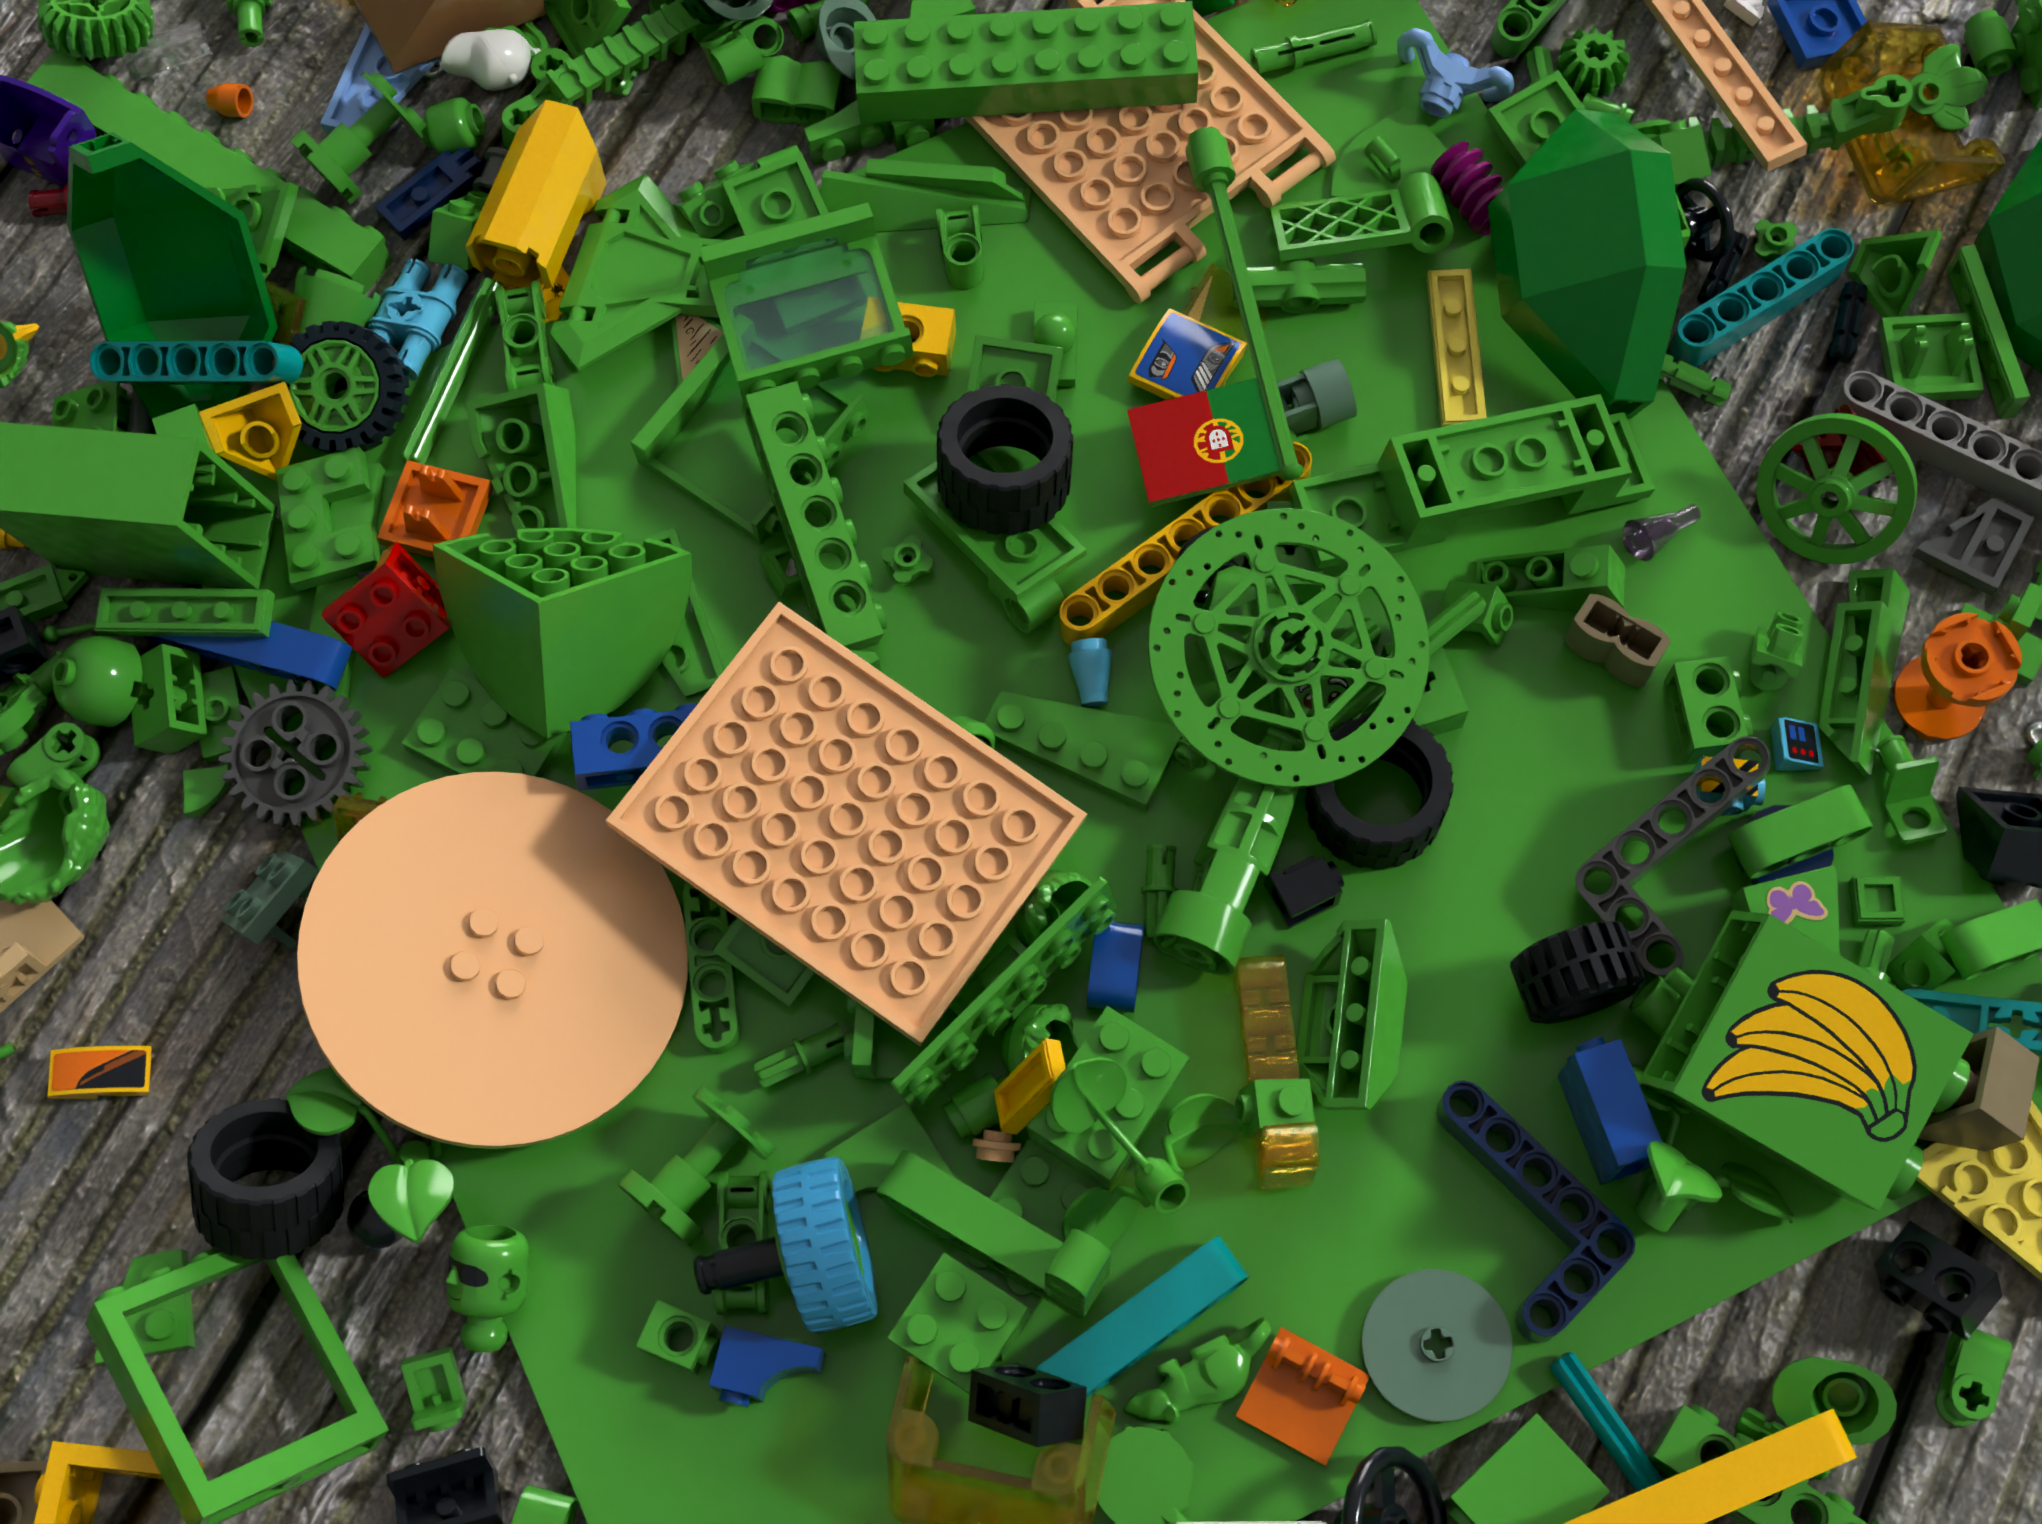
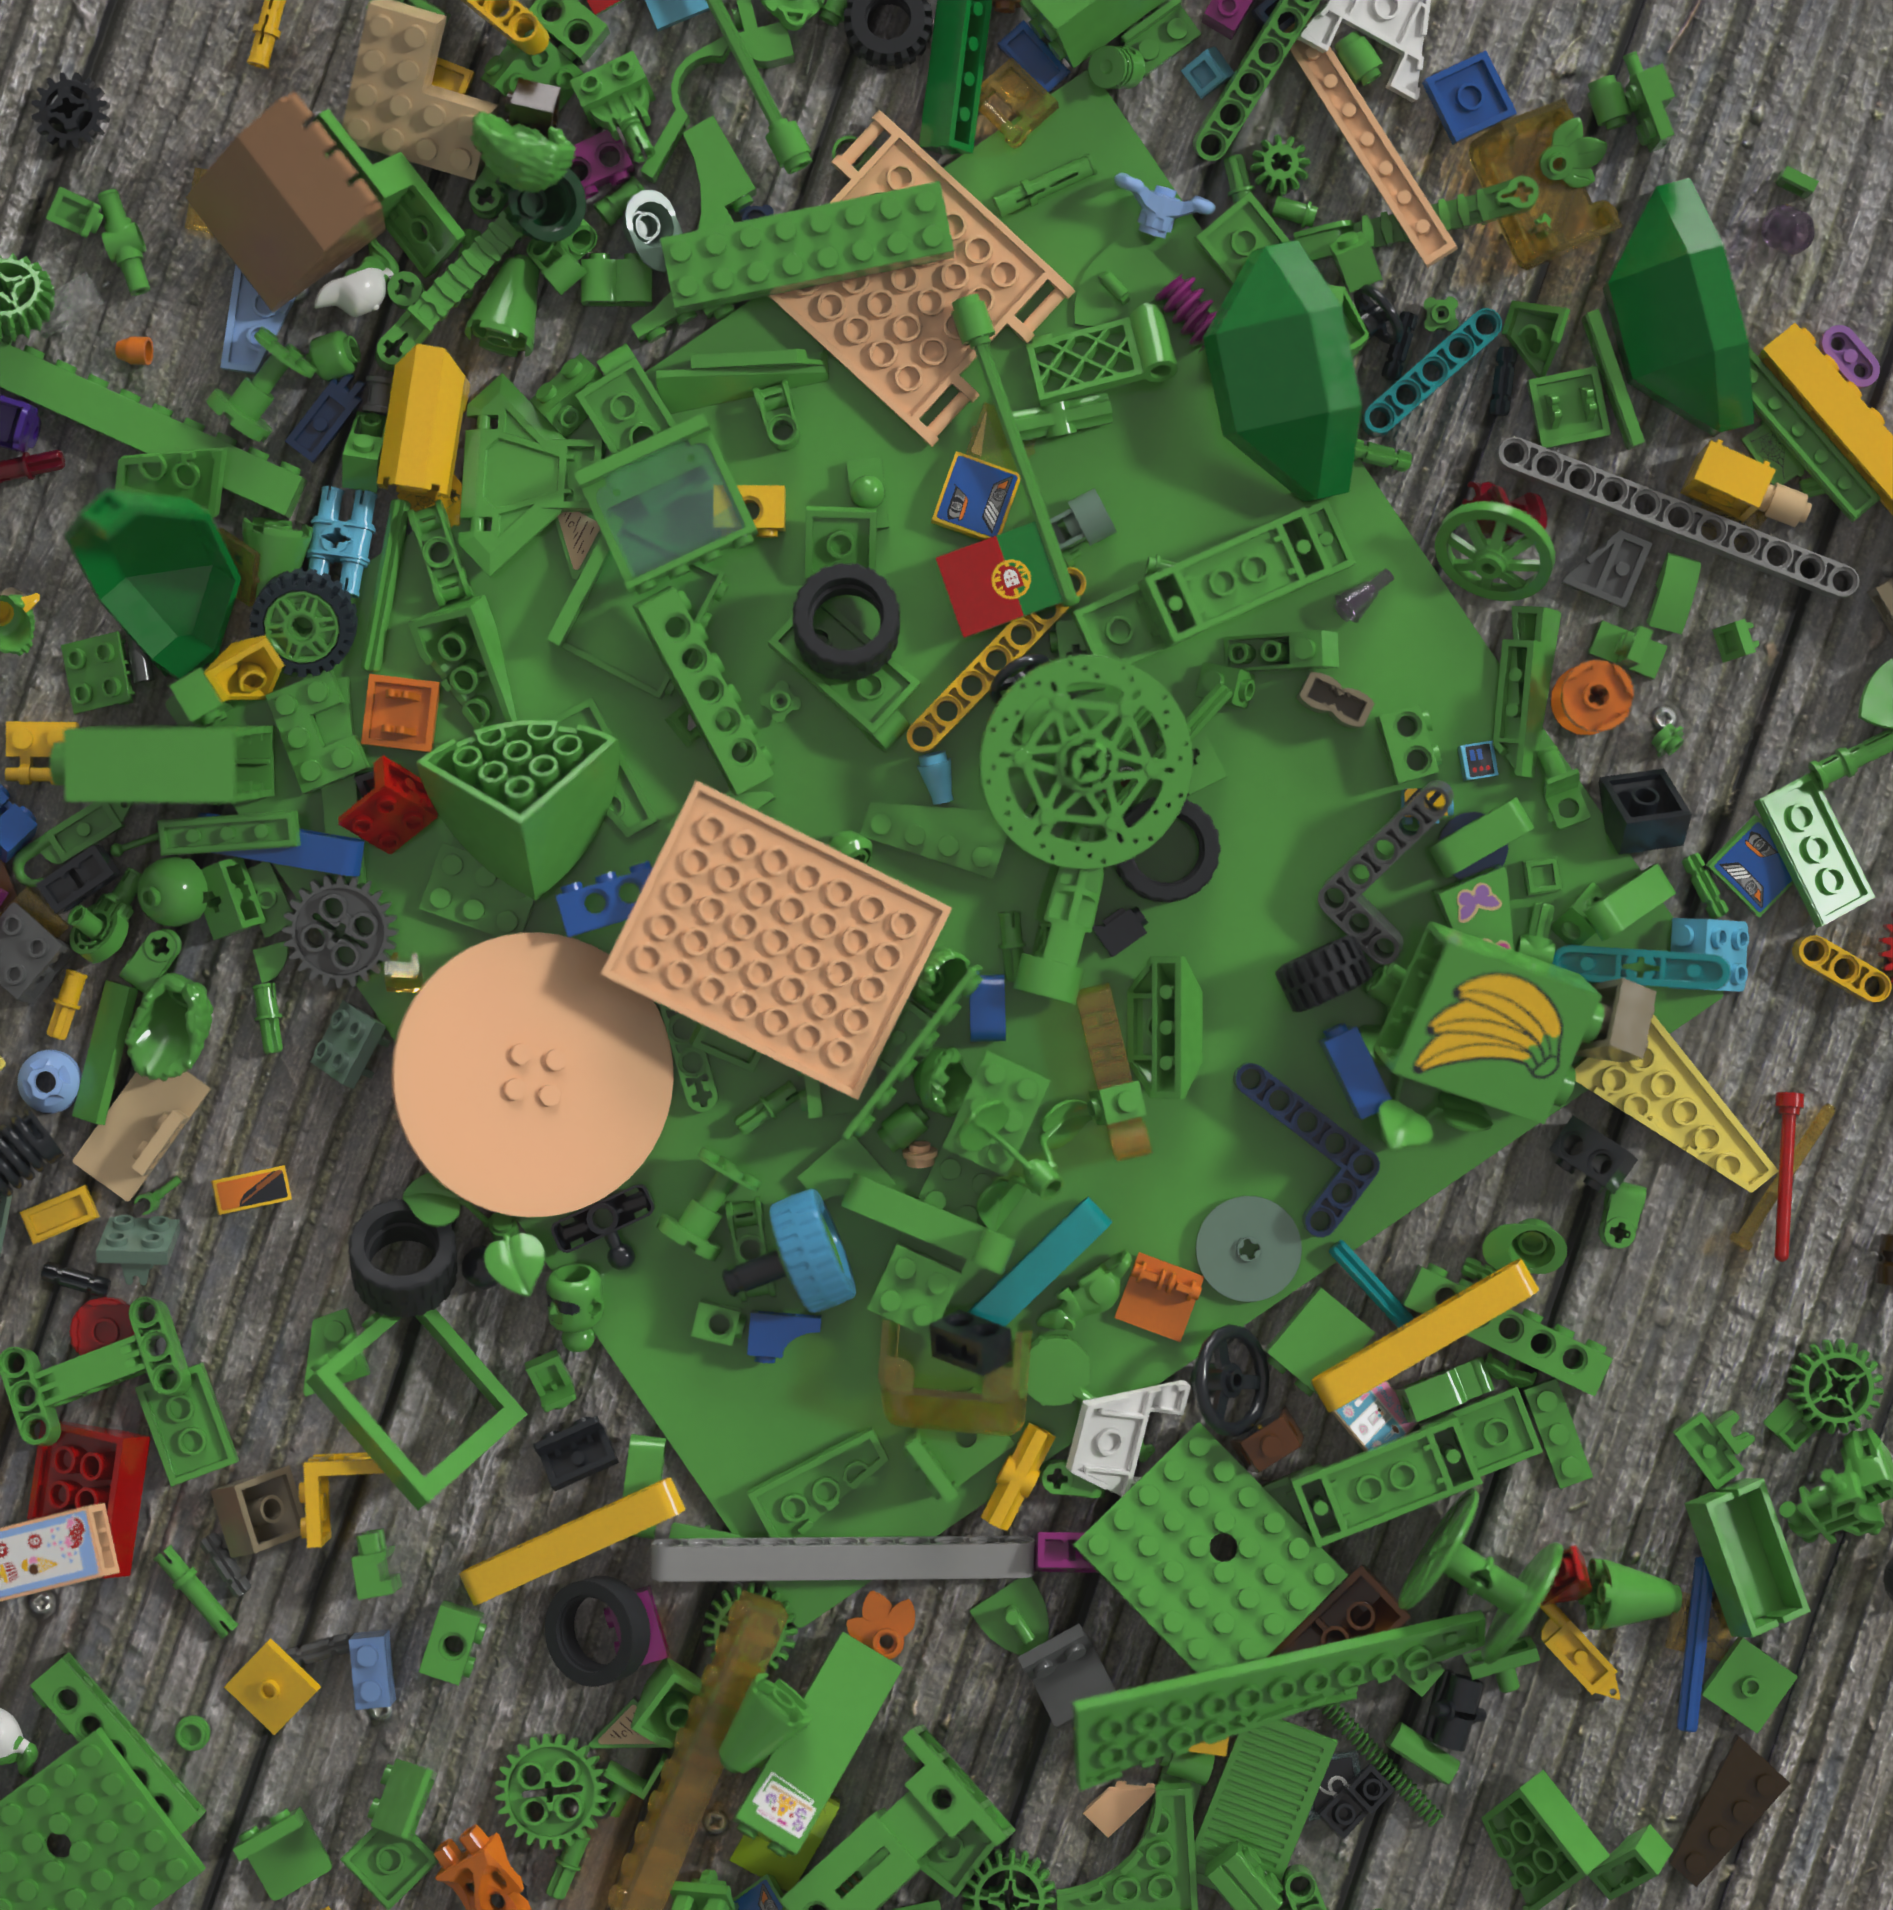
camera: 15 degrees left, 20 degrees up
(137, 362) = (199, 616): teal beam -> none
(180, 855) = (268, 1017): none -> bright green axle
(580, 1167) = (620, 1254): none -> black piece
(662, 104) = (508, 309): none -> bright green cone
(1029, 1086) = (940, 1121): yellow tile -> none
(1455, 346) = (1190, 454): light yellow tile -> none
(1777, 652) = (1457, 690): bright green hips -> none

